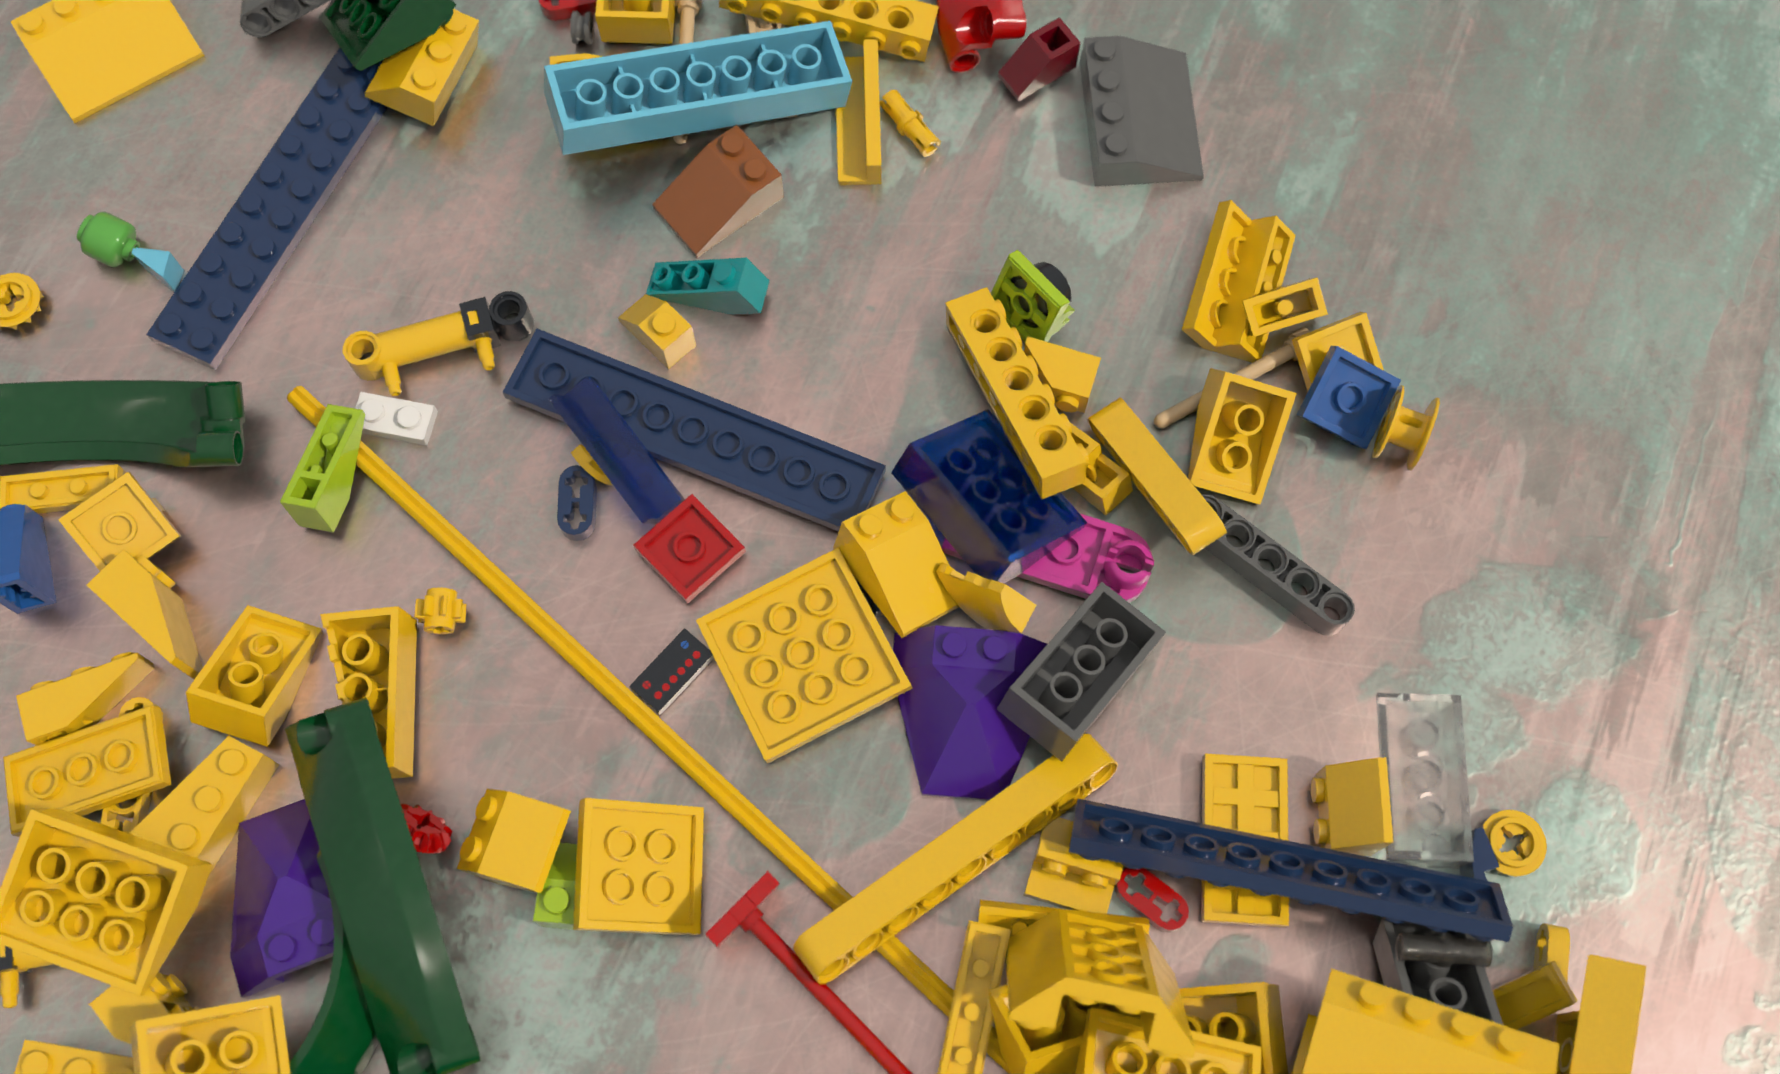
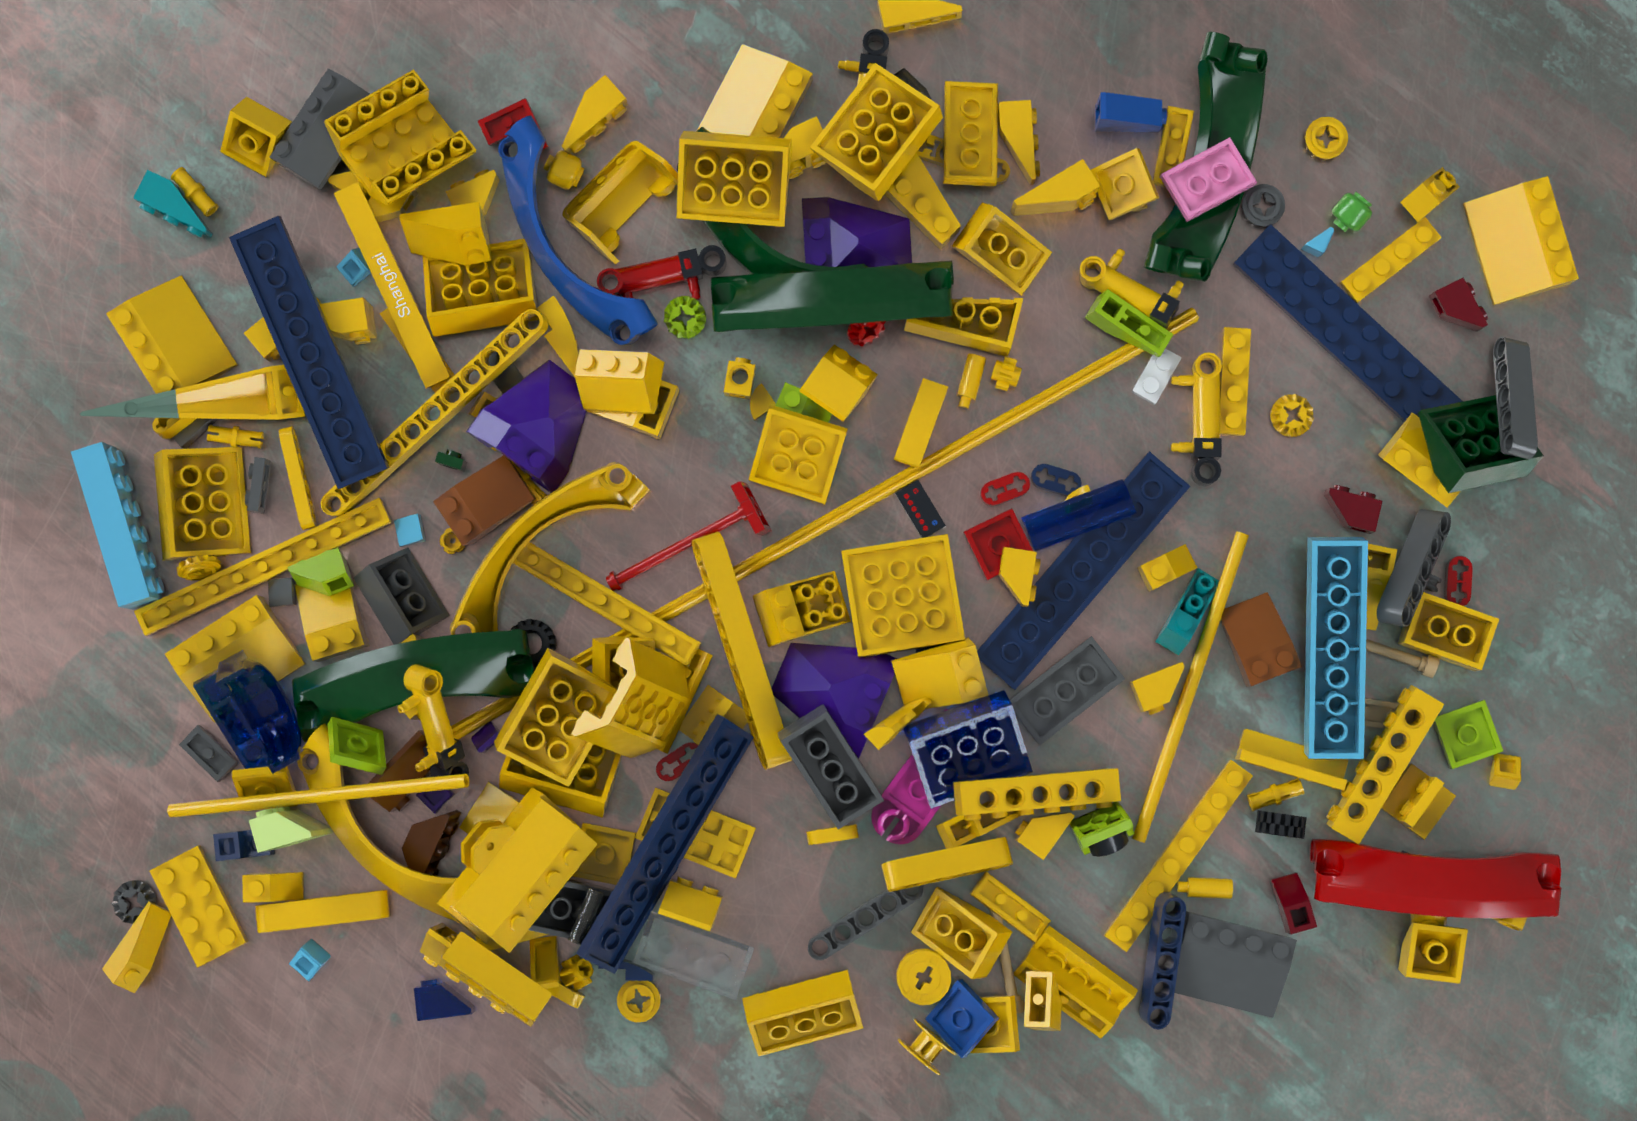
camera: 115 degrees right, 15 degrees up
(65, 155) = (1430, 194): none -> yellow slope
(94, 424) = (1208, 179): none -> bright pink tile
(107, 347) = (1271, 196): none -> dark grey gear
(167, 181) = (1390, 260): none -> yellow plate
(211, 85) = (1458, 306): none -> dark red slope
(292, 433) = (1152, 304): none -> yellow piece
(330, 329) = (1234, 380): none -> yellow plate
(411, 252) = (1279, 415): none -> yellow gear
(461, 659) = (970, 379): none -> yellow cylinder
(513, 129) = (1354, 510): none -> dark red slope
(543, 705) = (921, 423): none -> yellow slope
(566, 997) = (739, 390): none -> yellow brick
(568, 34) = (1413, 567): none -> dark grey beam
(576, 955) = (760, 402): none -> yellow tile
(616, 561) = (1007, 495): none -> red beam
(723, 503) = (1017, 573): none -> yellow slope
(796, 255) = (1190, 686): none -> yellow piece
(820, 292) = (1156, 688): none -> yellow slope
(861, 401) = (1065, 690): none -> dark grey plate
(869, 793) = (801, 608): none -> yellow slope
(946, 98) = (1280, 824): none -> black tyre
(1029, 211) = (1178, 854): none -> yellow plate
(1057, 165) = (1206, 887): none -> yellow cylinder
(1169, 183) = (1168, 972): none -> dark blue beam
(1174, 648) = (832, 834): none -> yellow beam
(1176, 387) = (1010, 907): none -> yellow tile
(1316, 948) = (610, 855): none -> yellow plate
(1332, 460) = (930, 991): none -> yellow piece
(1428, 609) = (802, 1013): none -> yellow slope
(1522, 951) = (576, 972): none -> yellow gear

